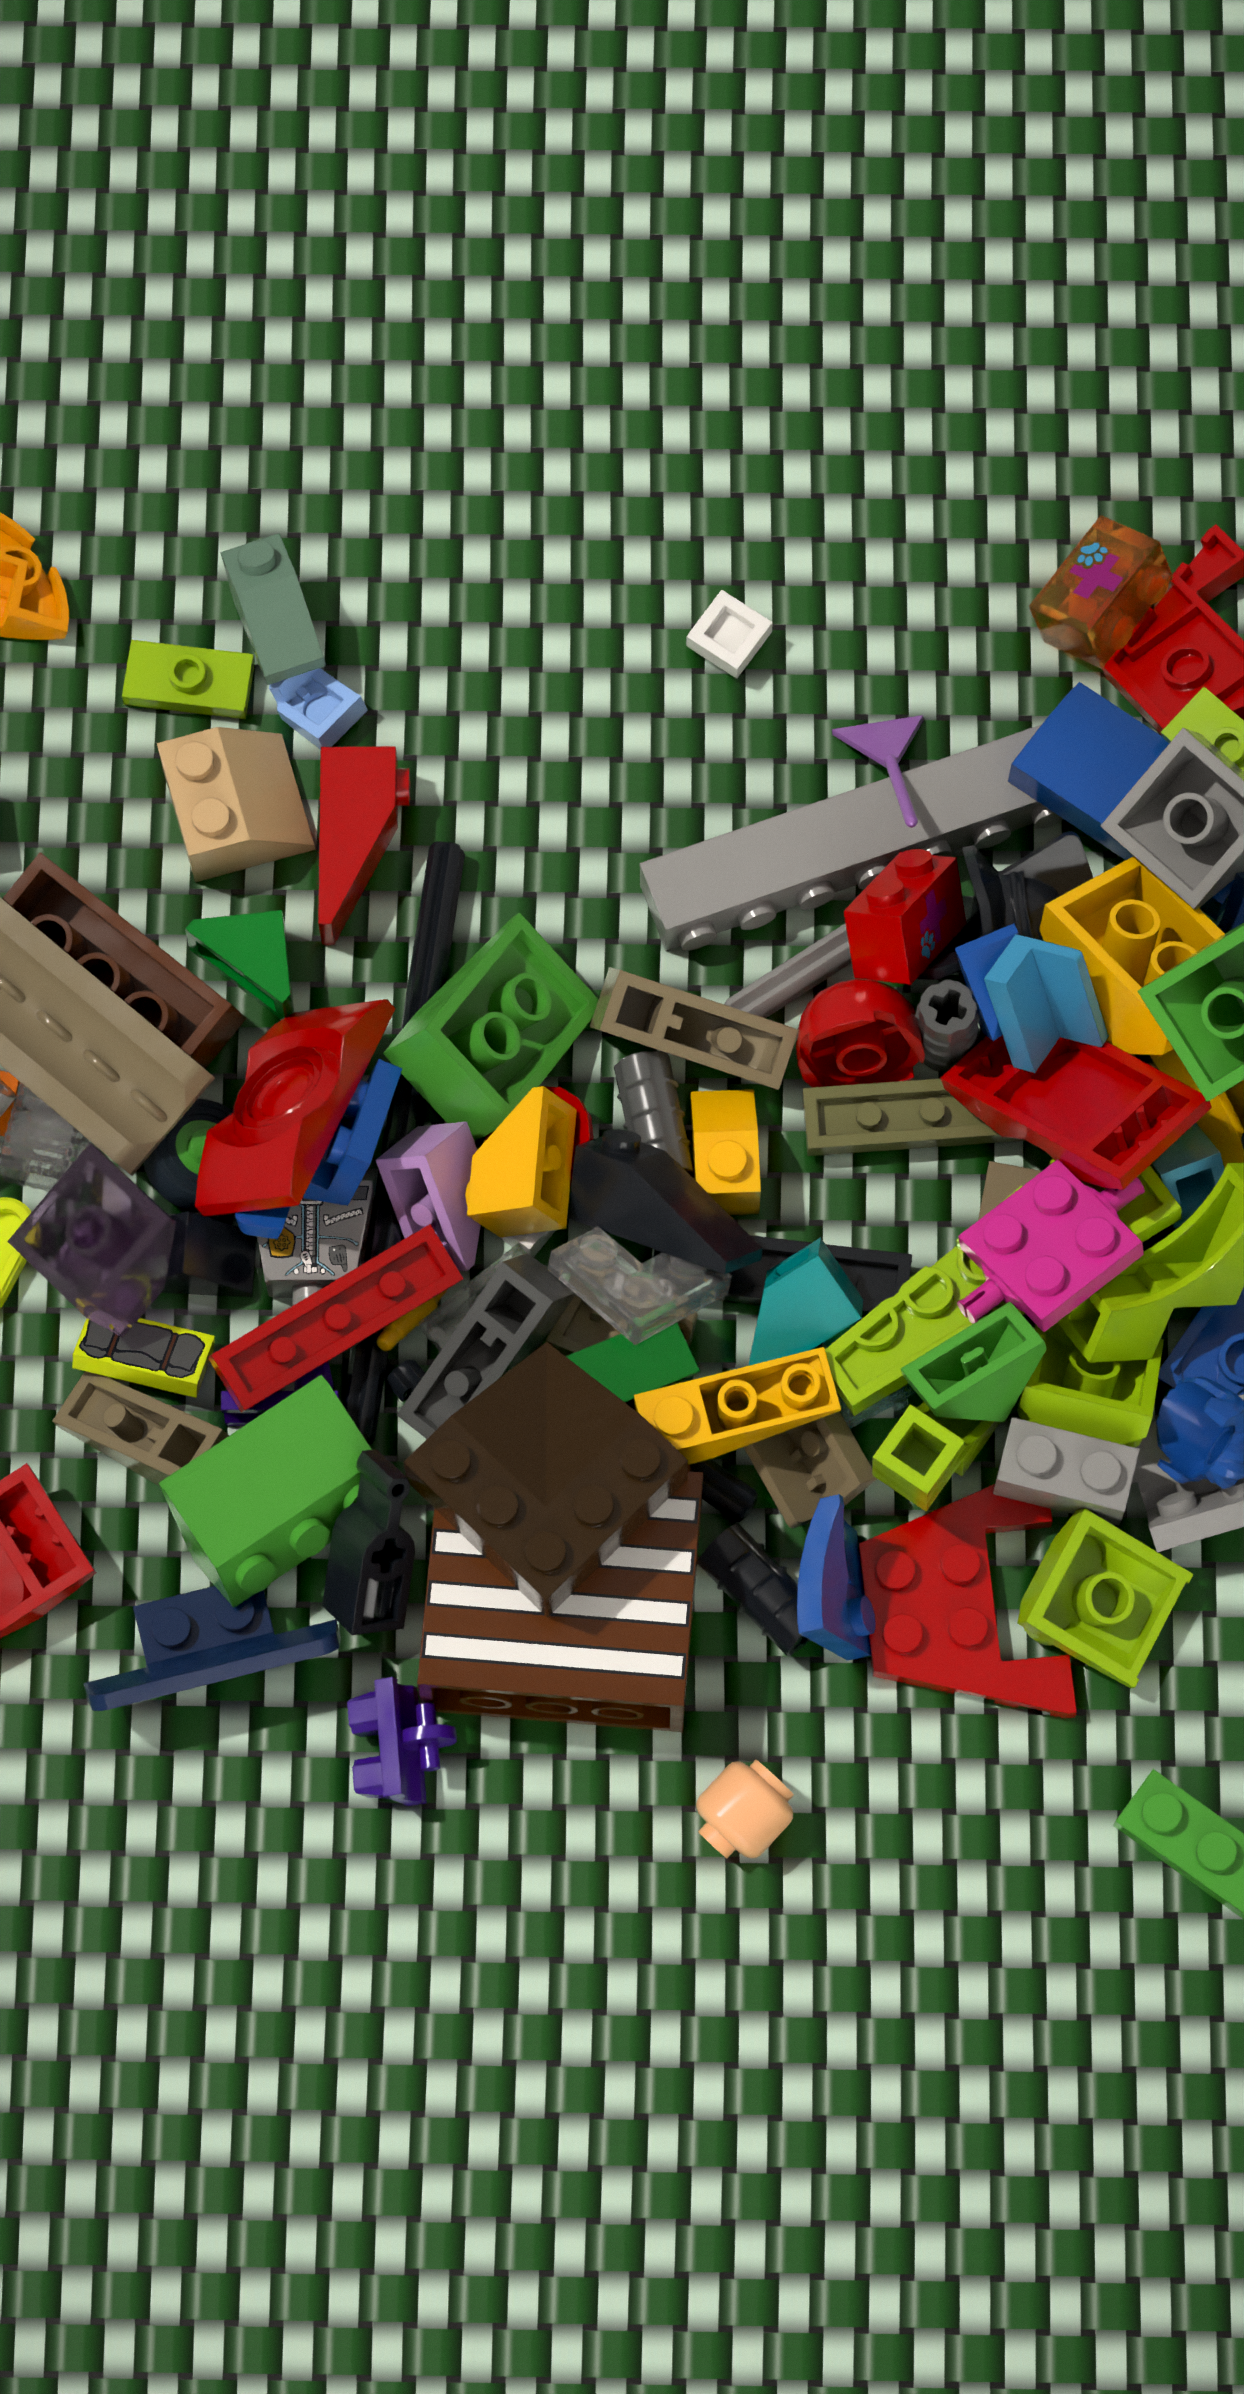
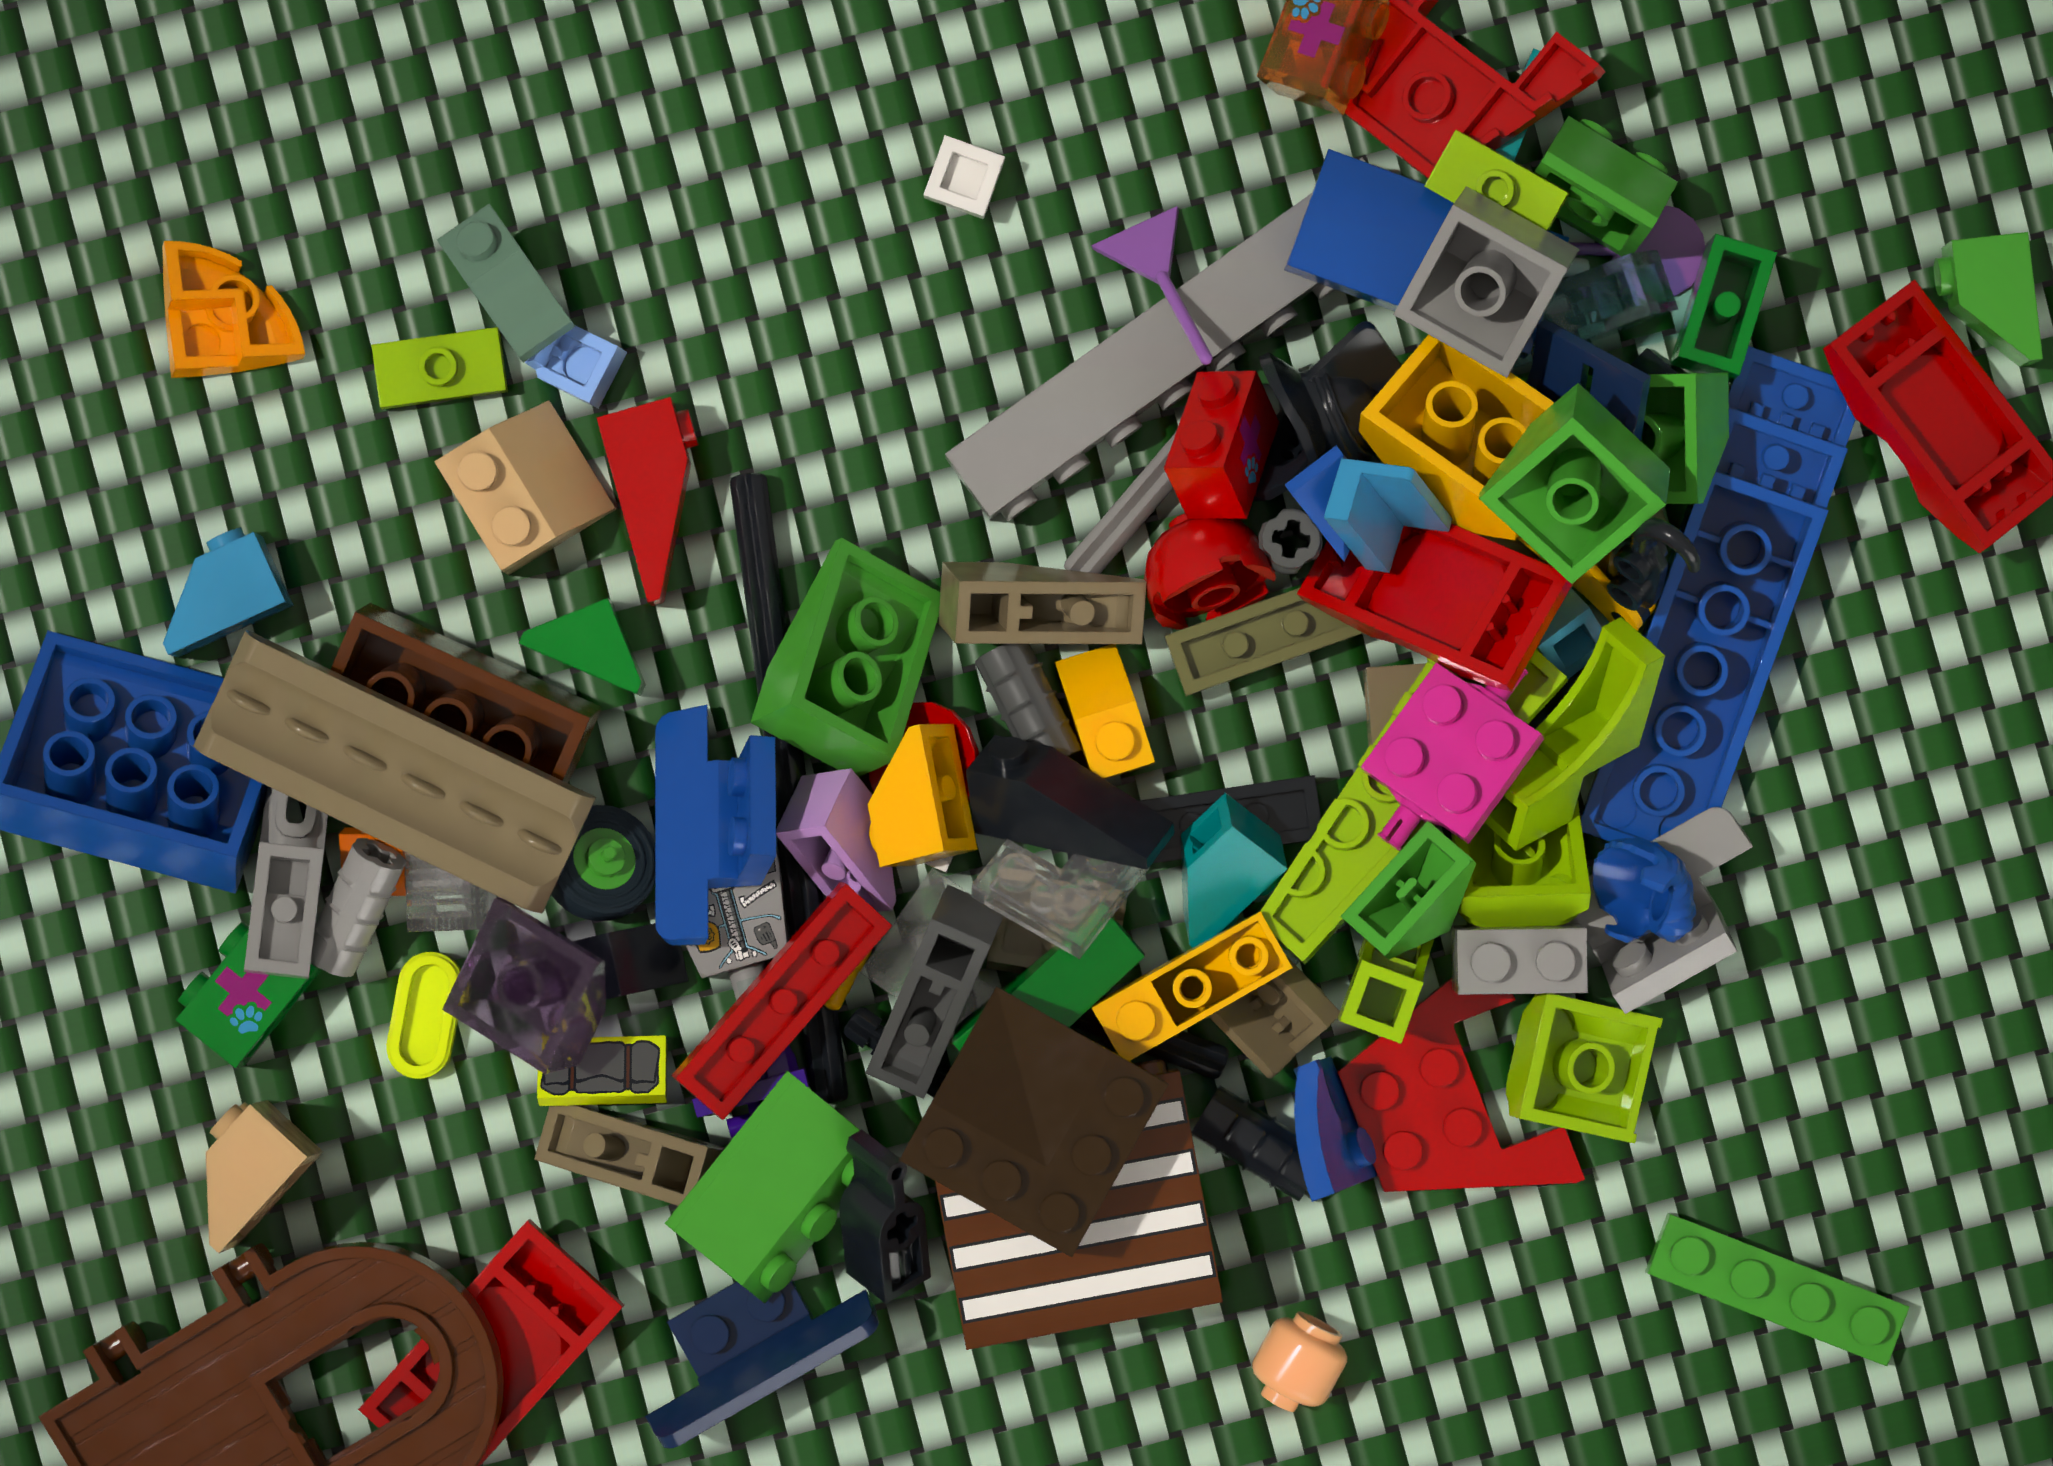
camera: 15 degrees left, 15 degrees up
(288, 1107) = (676, 802): red slope -> none
(406, 1742) = (963, 1382): dark purple hips -> none

